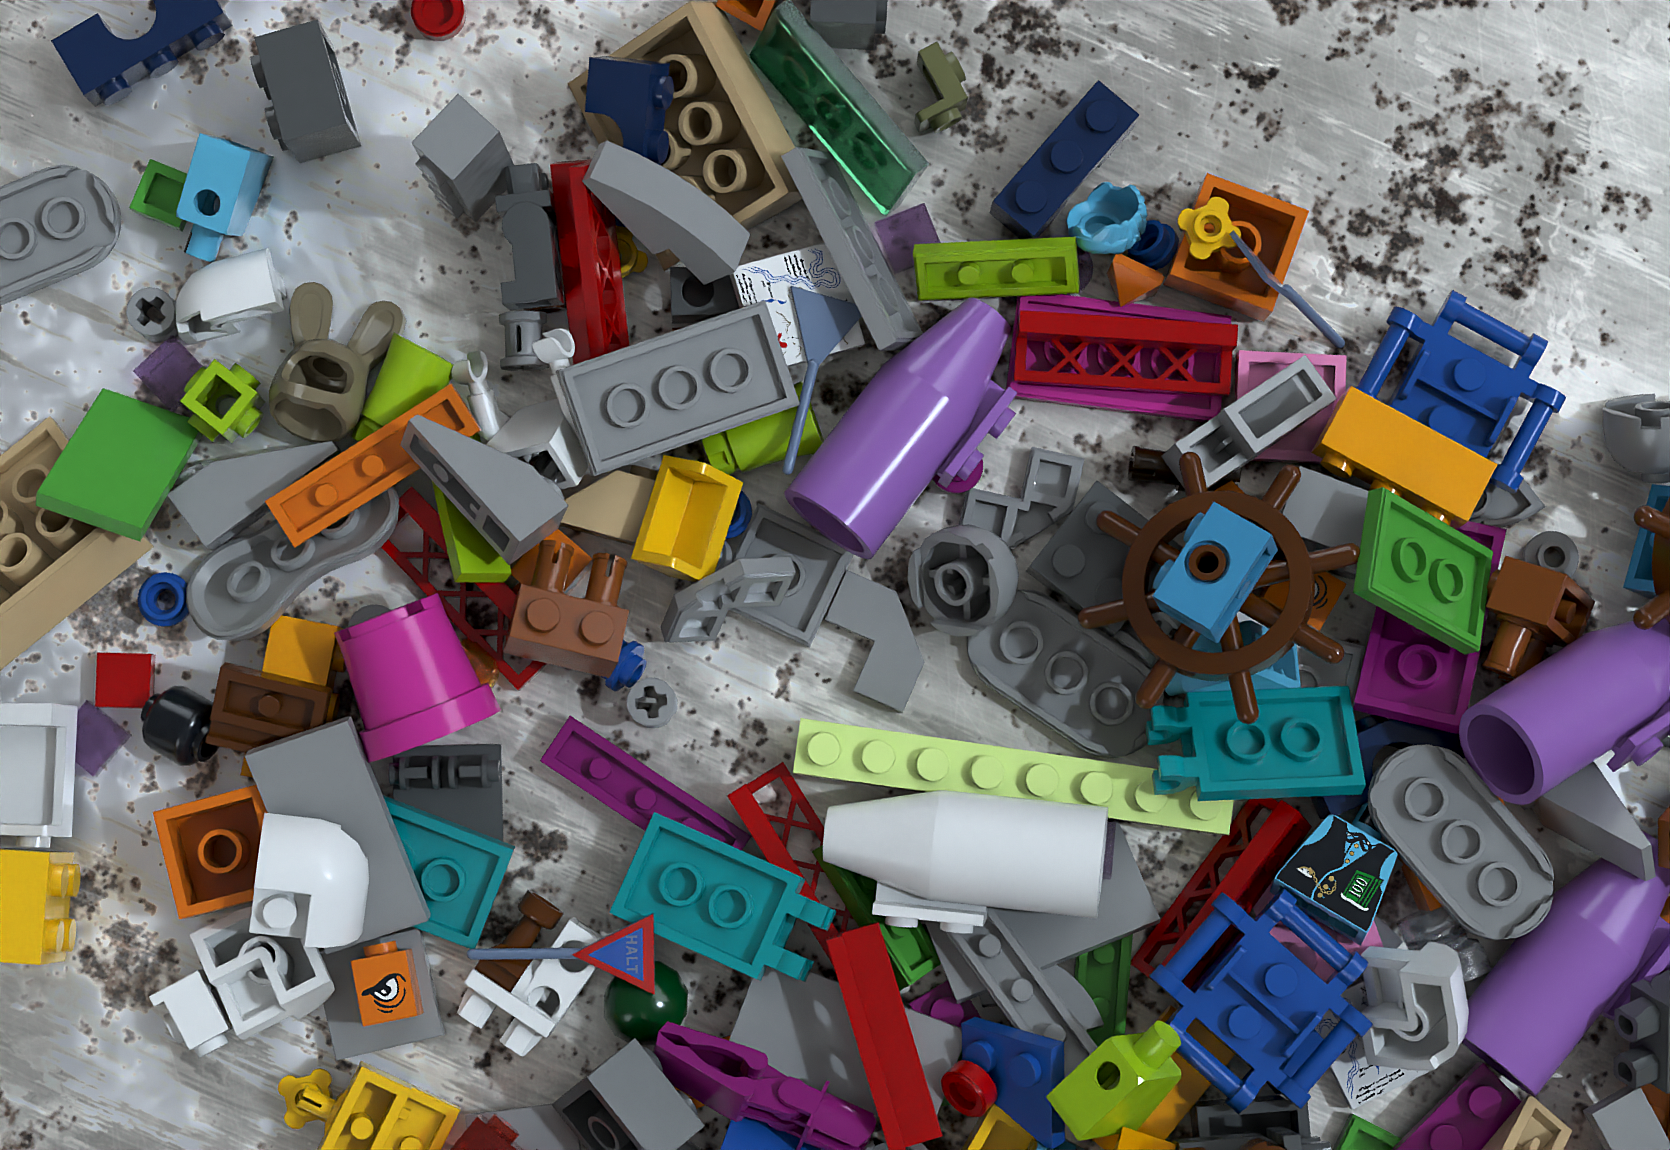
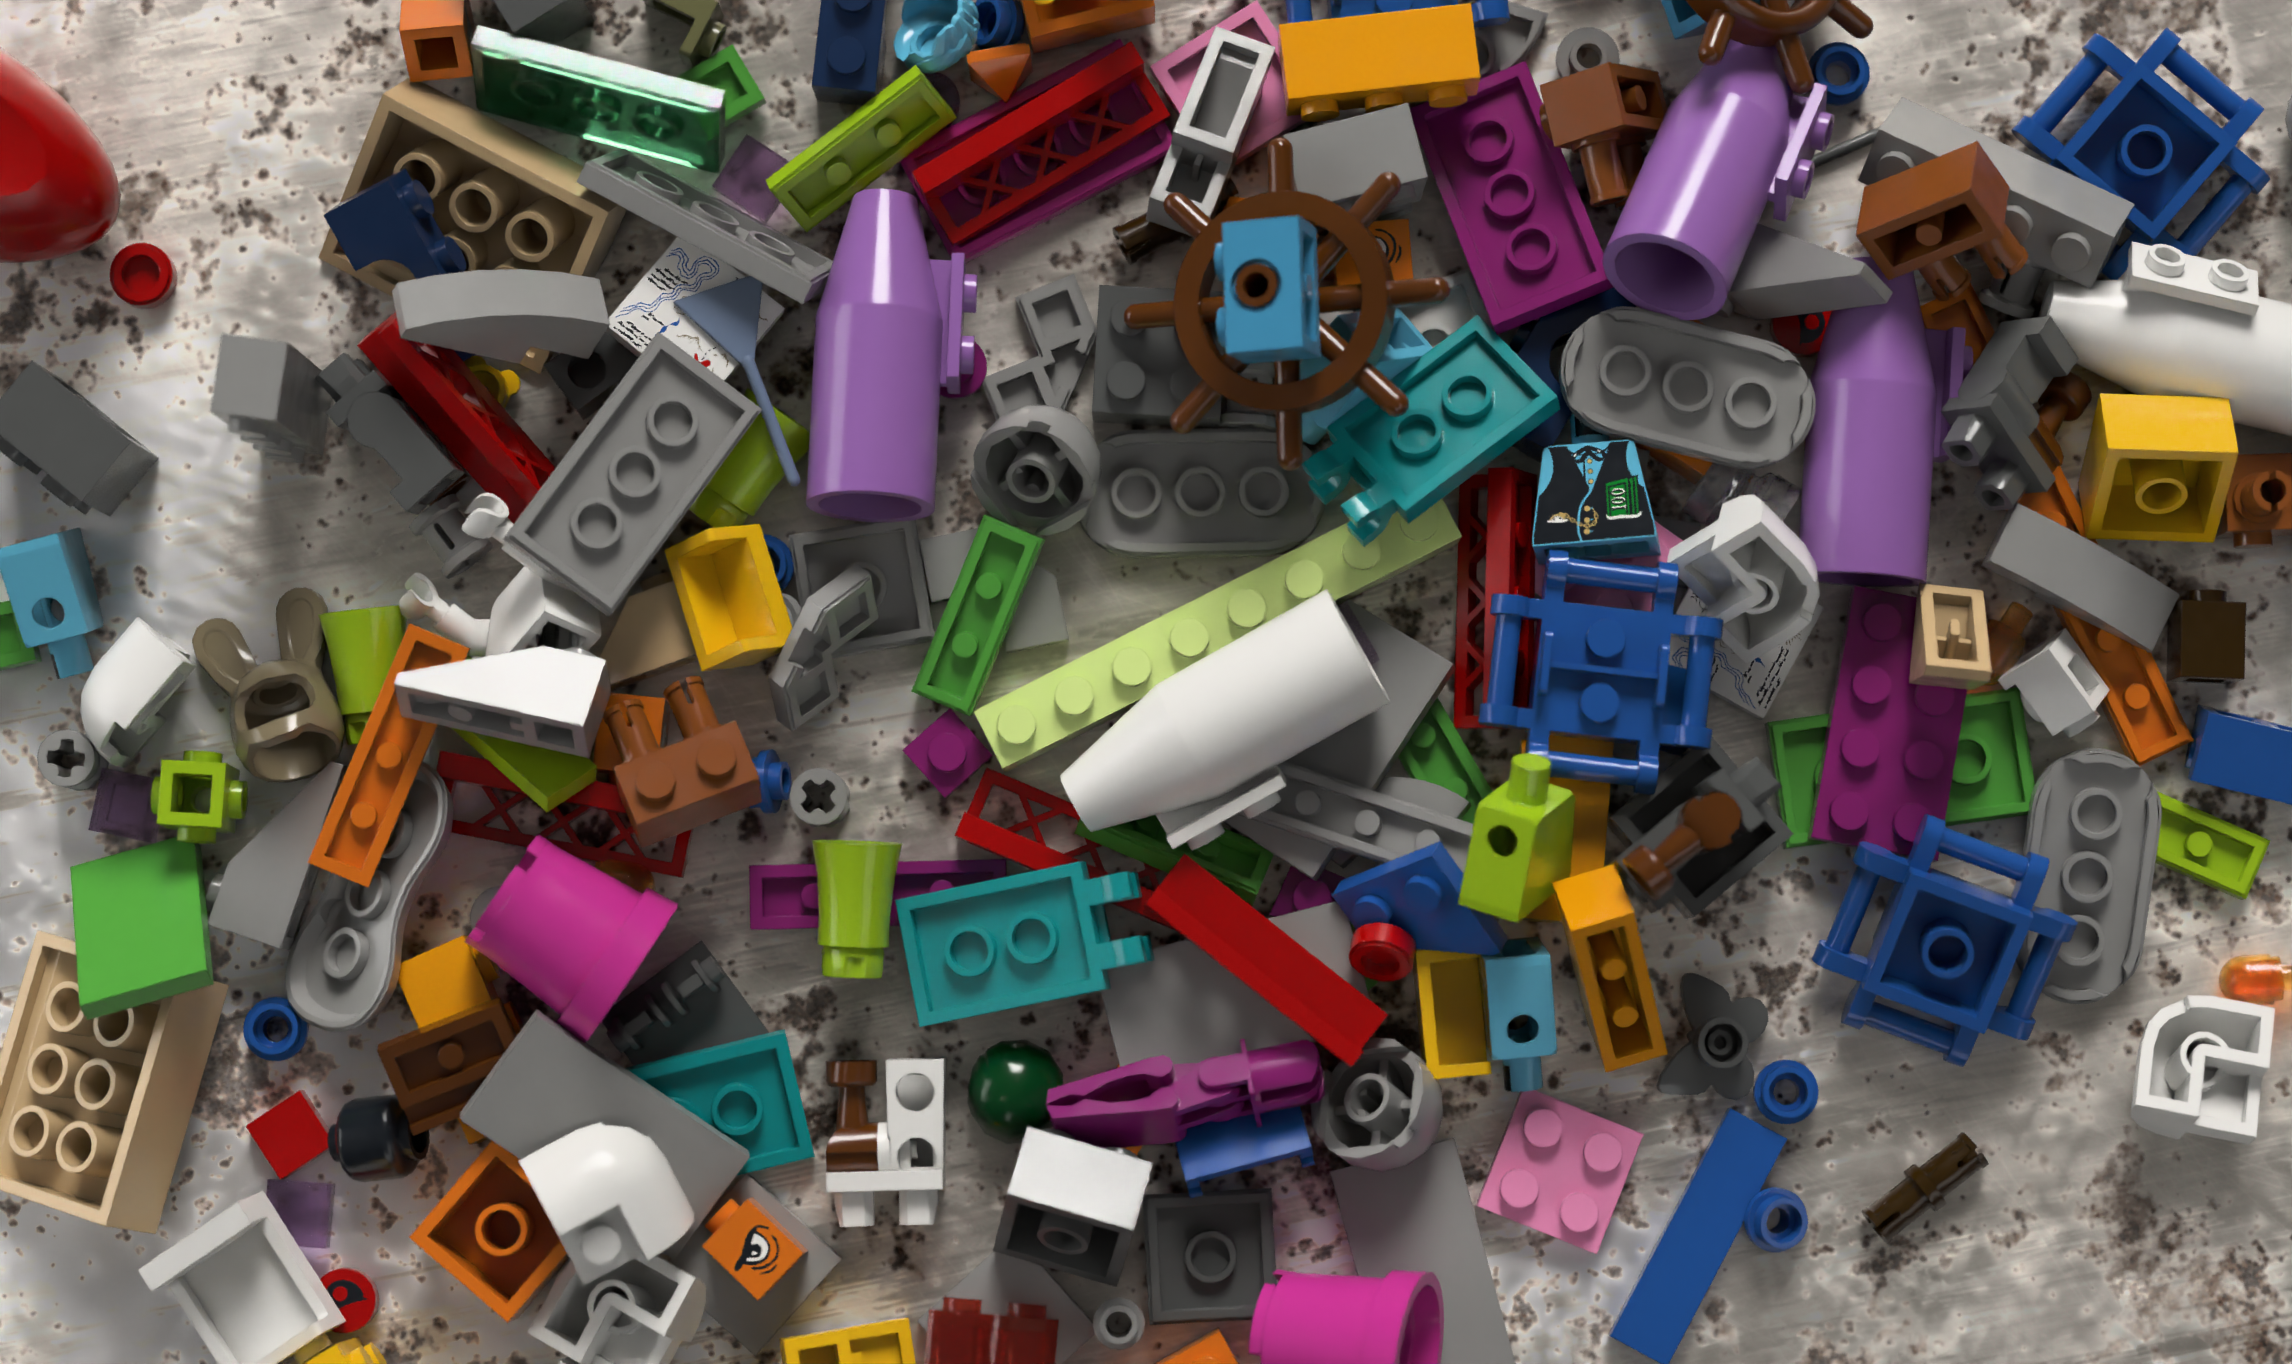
camera: 30 degrees left, 0 degrees up
(89, 822) = (354, 1296): none -> red tile
(623, 795) = (854, 904): none -> lime plant
(623, 953) = (960, 1056): piece -> none
(762, 732) = (947, 753): none -> magenta plate
(851, 651) = (978, 615): none -> bright green tile
(940, 152) = (728, 73): none -> bright green plate
(1423, 571) = (1470, 153): bright green tile -> none
(1566, 856) = (1800, 333): none -> red tile

